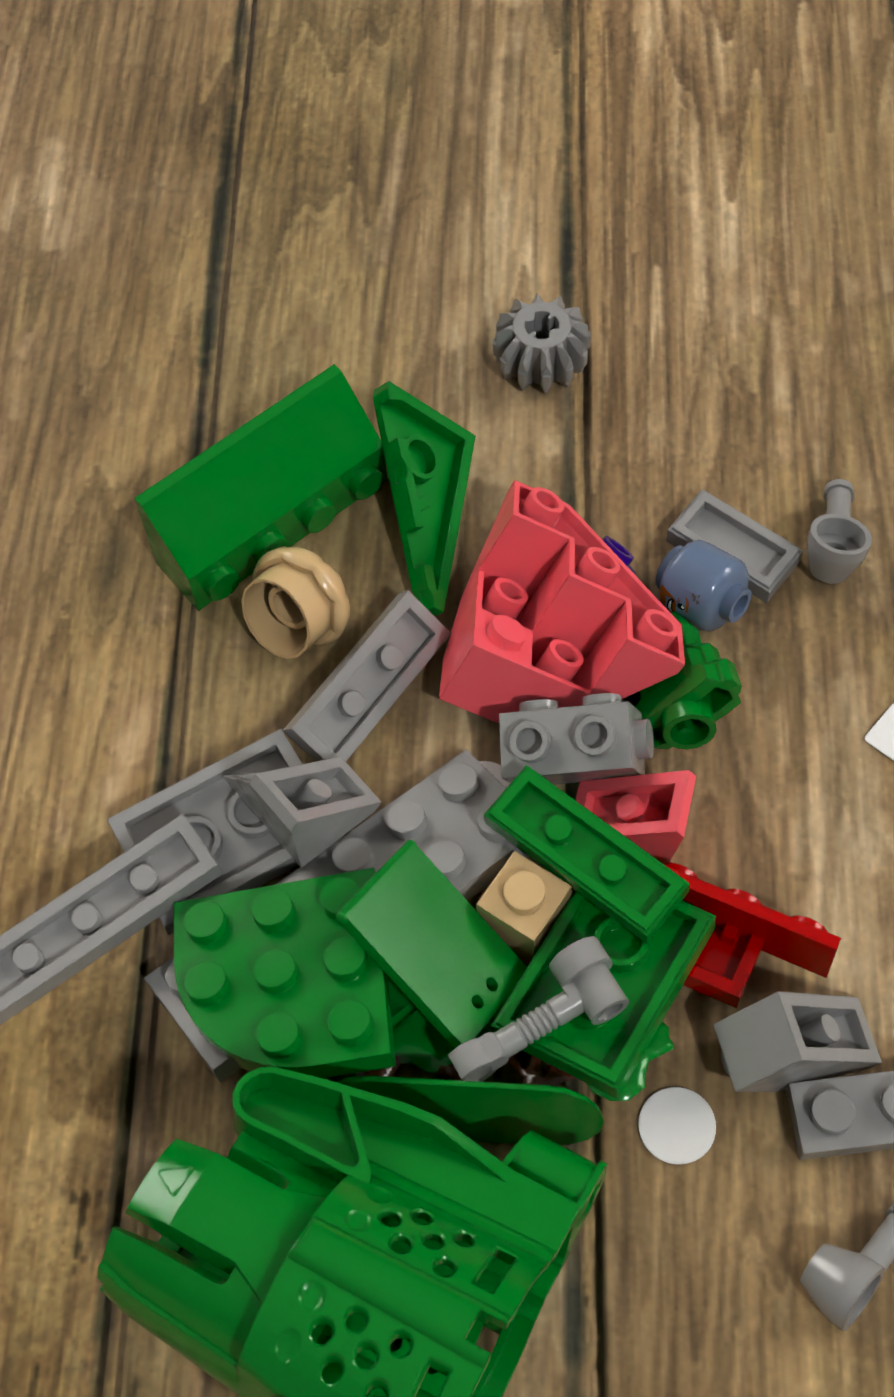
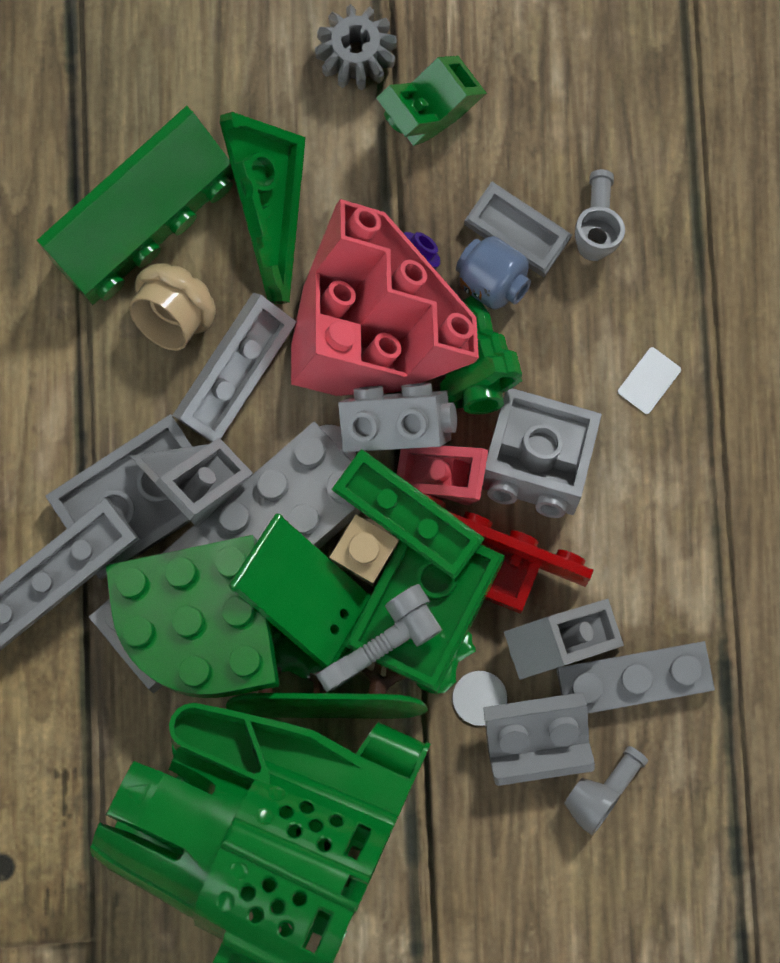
camera: 10 degrees left, 20 degrees up
(631, 399) = (431, 100): none -> green brick
(762, 1178) = (538, 739): none -> light grey bracket
(763, 800) = (540, 453): none -> light grey plate

